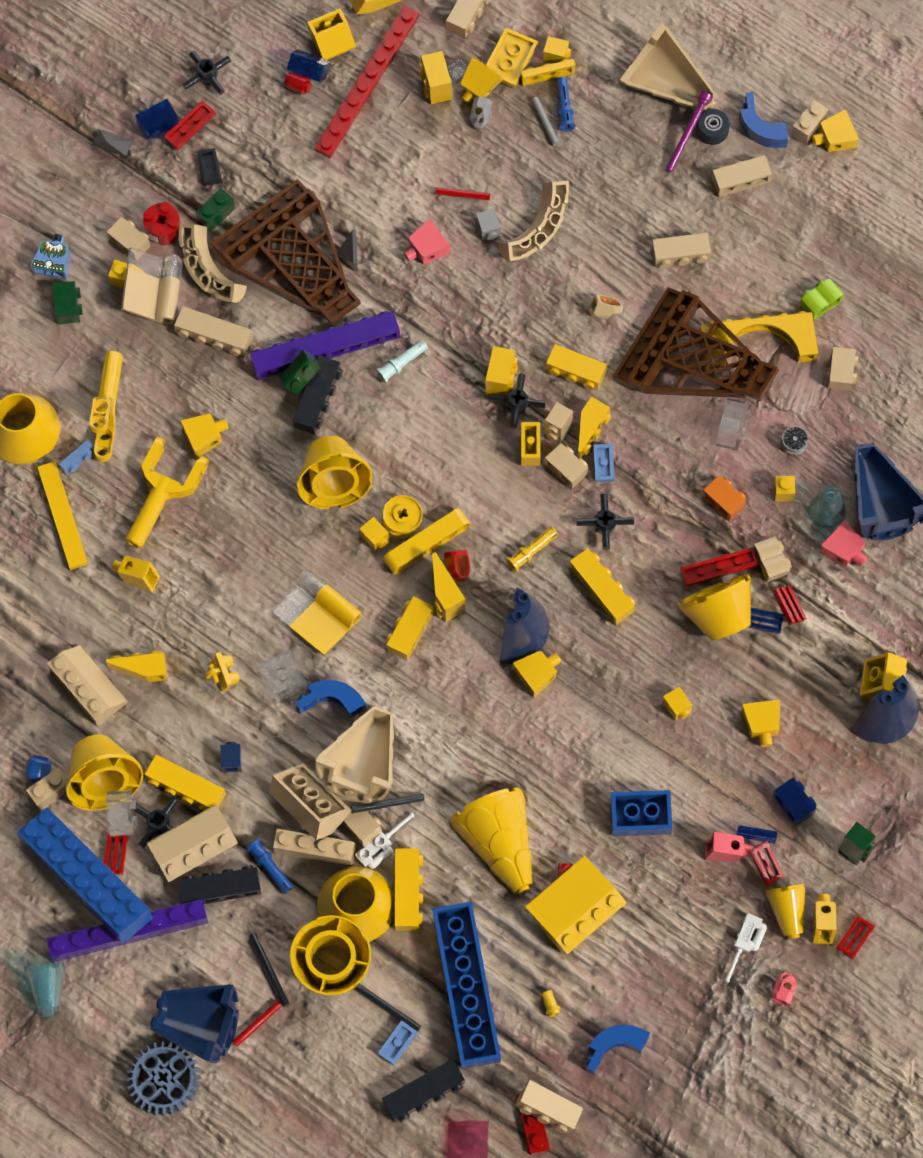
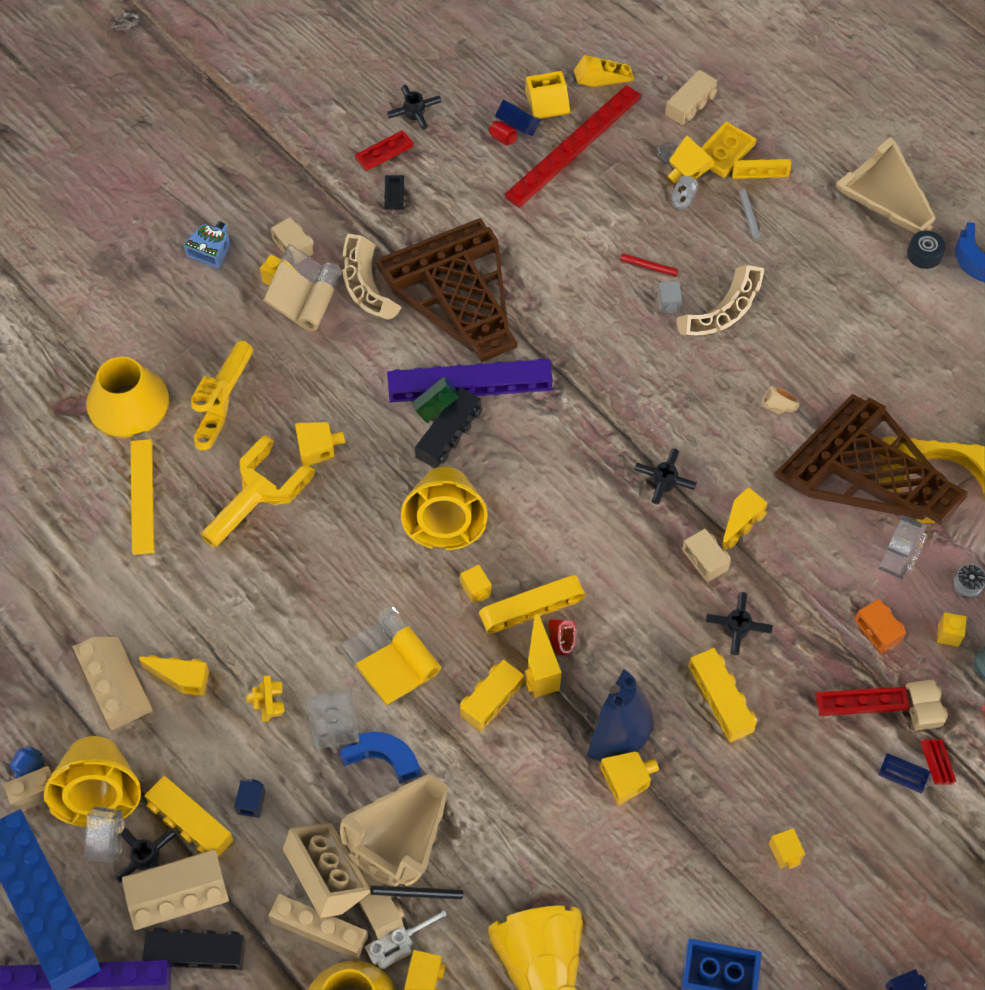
camera: 10 degrees right, 10 degrees down
(66, 302) = (211, 288): dark green brick -> none
(72, 462) = (180, 437): medium blue plate -> none
(112, 143) = (302, 153): dark grey slope -> none
(123, 854) = (76, 882): red tile -> none
(137, 573) = (203, 571): yellow torso -> none
(157, 119) = (352, 138): clear blue brick -> none
(161, 223) = (329, 232): red brick -> none
(213, 331) = (355, 344): tan brick -> none
(215, 210) = (388, 230): dark green brick -> none
(264, 859) = (256, 928): blue pin -> none
(348, 251) = (517, 295): dark grey slope -> none
(394, 365) = (539, 415): light aqua pin -> none
(401, 506) = (511, 571): yellow wheel -> none
(427, 244) = (601, 304): coral torso -> none
(435, 77) = (644, 150): yellow brick -> none
(501, 371) = (654, 440): yellow brick -> none
(525, 553) = (641, 640): yellow pin -> none
(530, 443) = (670, 523): yellow brick -> none
(556, 50) = (773, 149): yellow brick -> none
(558, 423) = (706, 506): tan brick -> none
(565, 111) = (772, 207): blue pin -> none
(576, 367) = (736, 455): yellow brick -> none
(603, 463) = (748, 561): medium blue plate -> none
(681, 250) = (873, 360): tan brick -> none
(703, 100) = (921, 219): magenta piece -> none
(721, 607) = (858, 747): yellow cone -> none
(741, 175) = (949, 301): tan brick -> none
(762, 720) = (886, 891): yellow torso -> none

